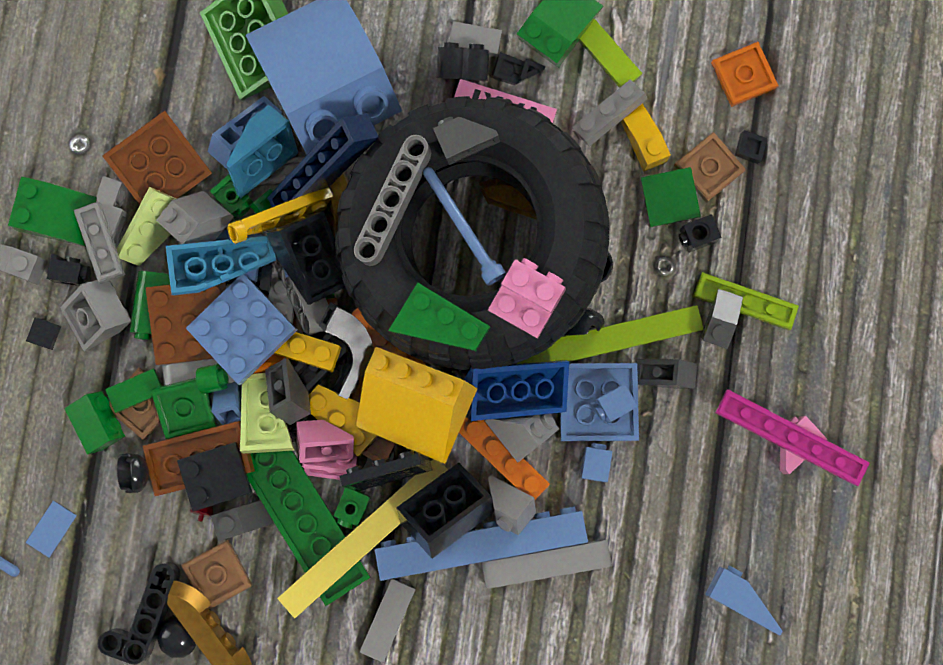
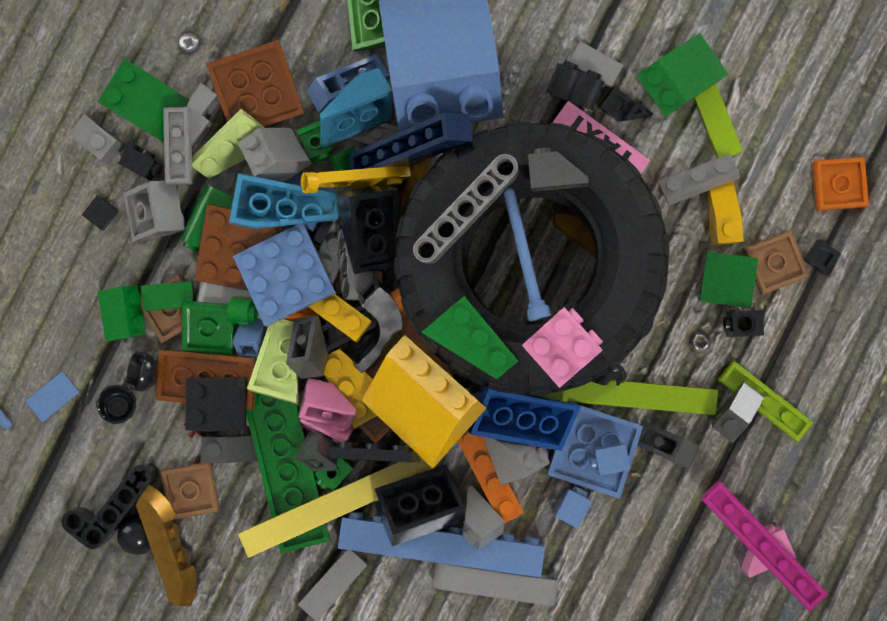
camera: 20 degrees right, 5 degrees up
(116, 513) = (116, 404): none -> black hair
(328, 493) = (316, 452): none -> dark grey slope

